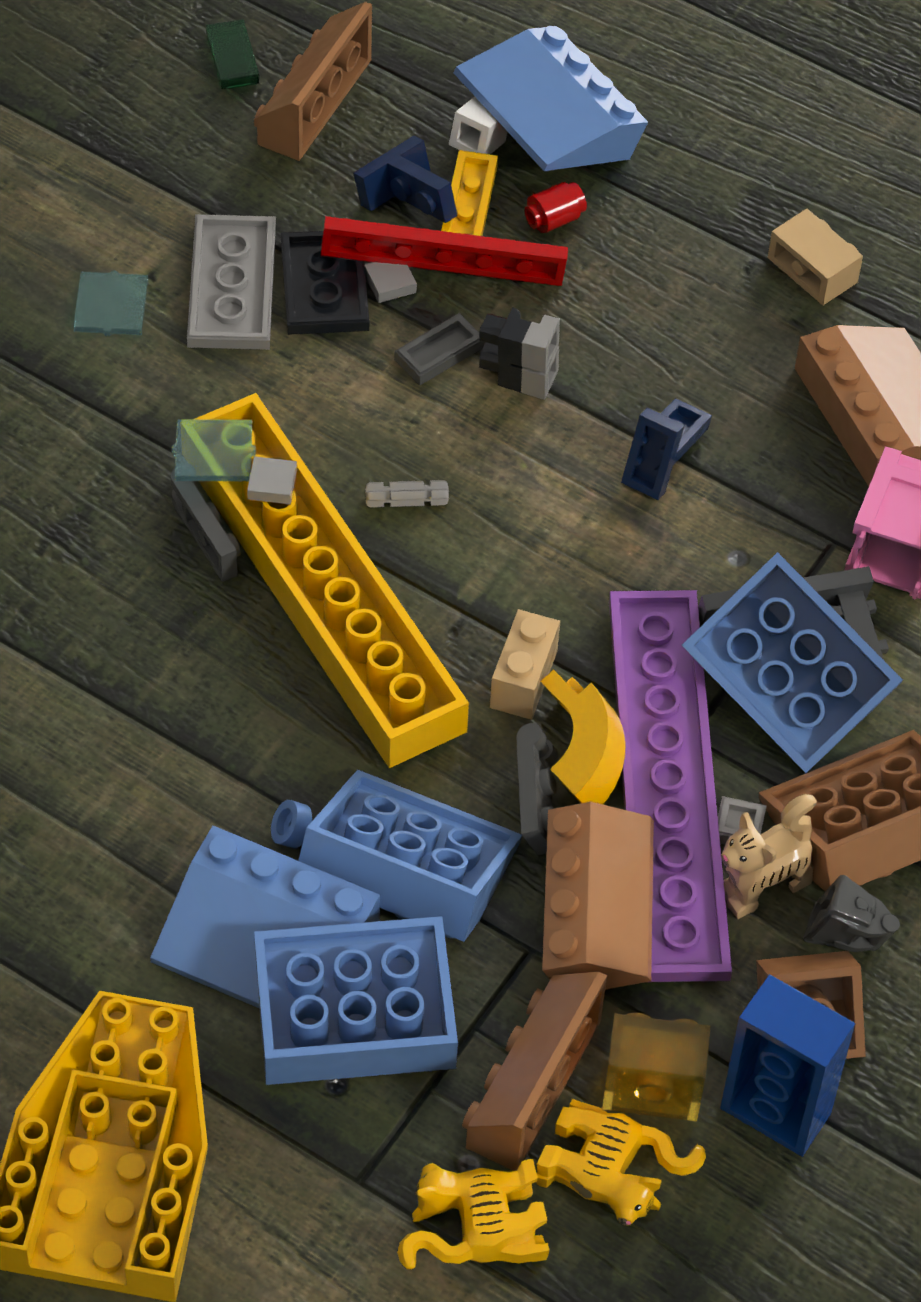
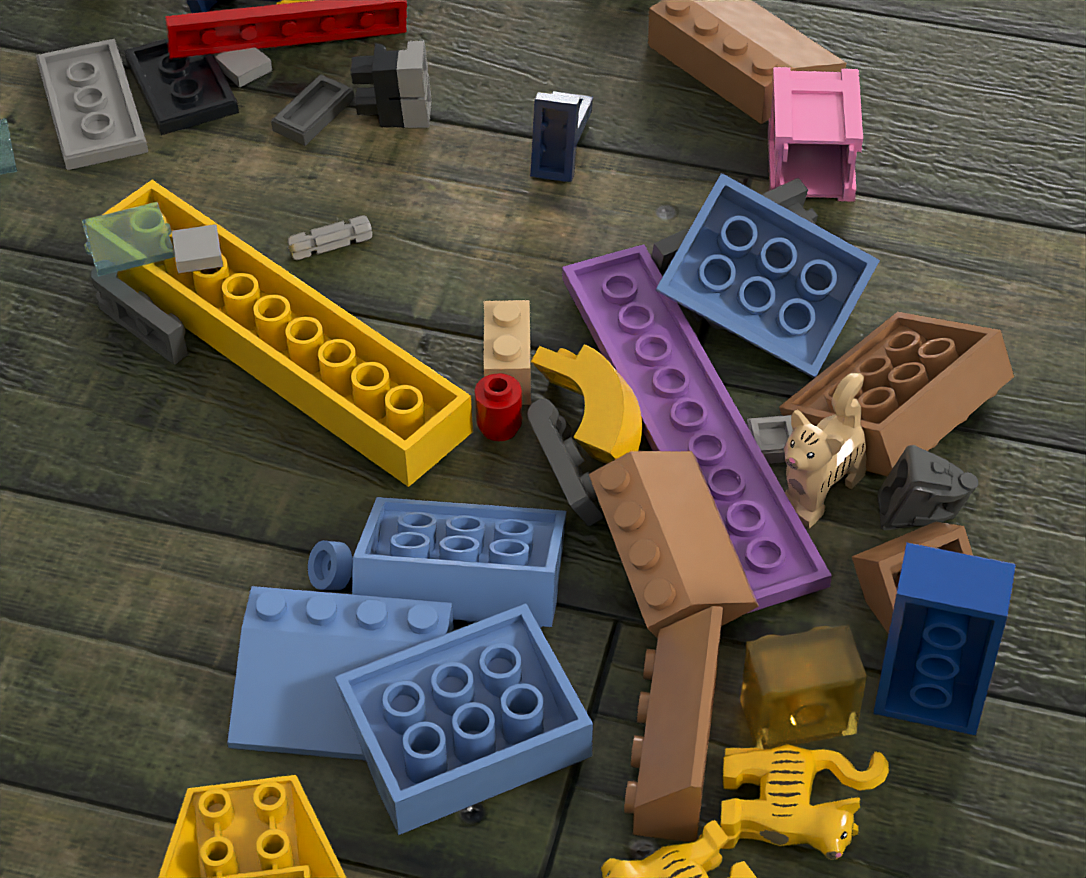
camera: 15 degrees left, 5 degrees down
(495, 716) = (498, 406): none -> red brick

